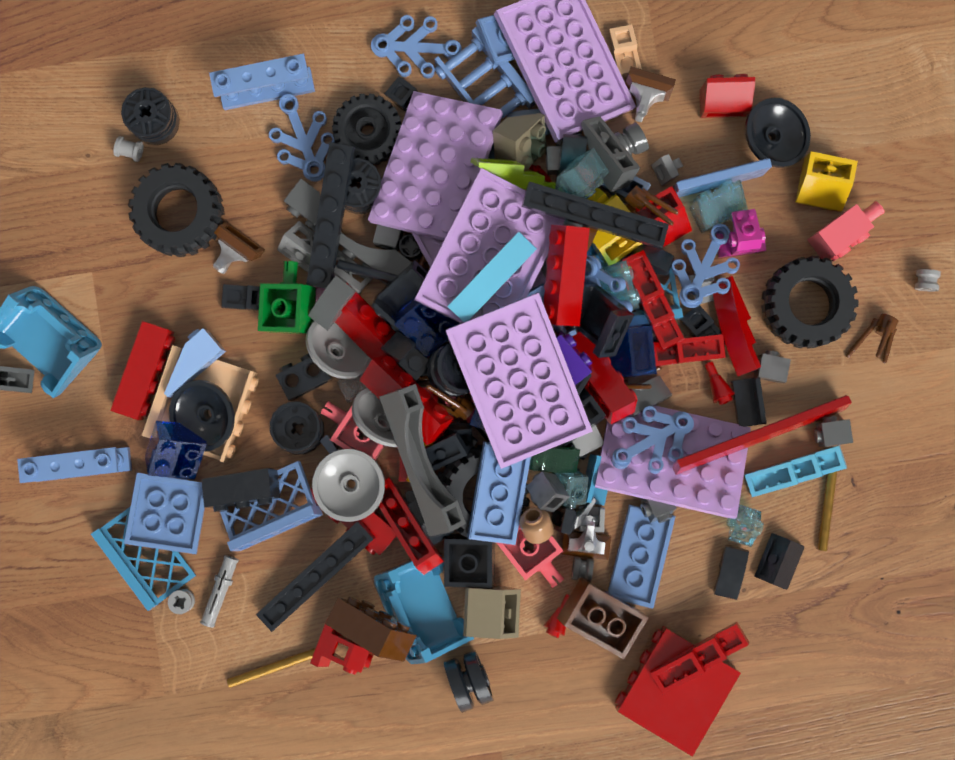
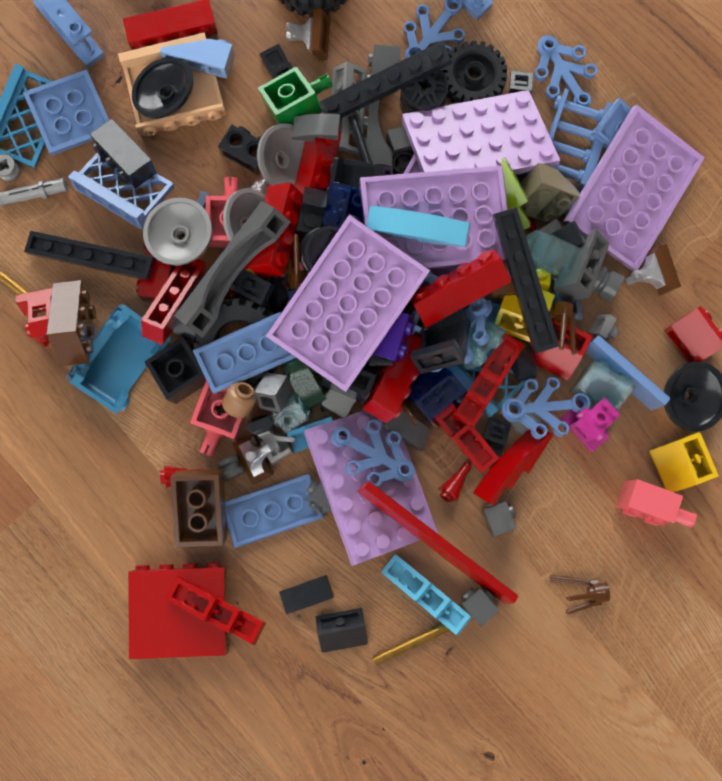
camera: 55 degrees right, 5 degrees down
(174, 451) = (120, 85): clear blue slope -> none
(283, 428) = (193, 157): black wheel -> none
(470, 680) = (77, 430): black wheel -> none
(492, 612) = (147, 414): dark tan slope -> none
(624, 49) = (677, 232): light nougat slope -> none
(746, 526) = (352, 580): clear light blue brick -> none
(749, 402) = (457, 517): black panel -> none
(839, 294) = (605, 513): black tyre -> none
(927, 280) = (660, 603): light grey wheel -> none

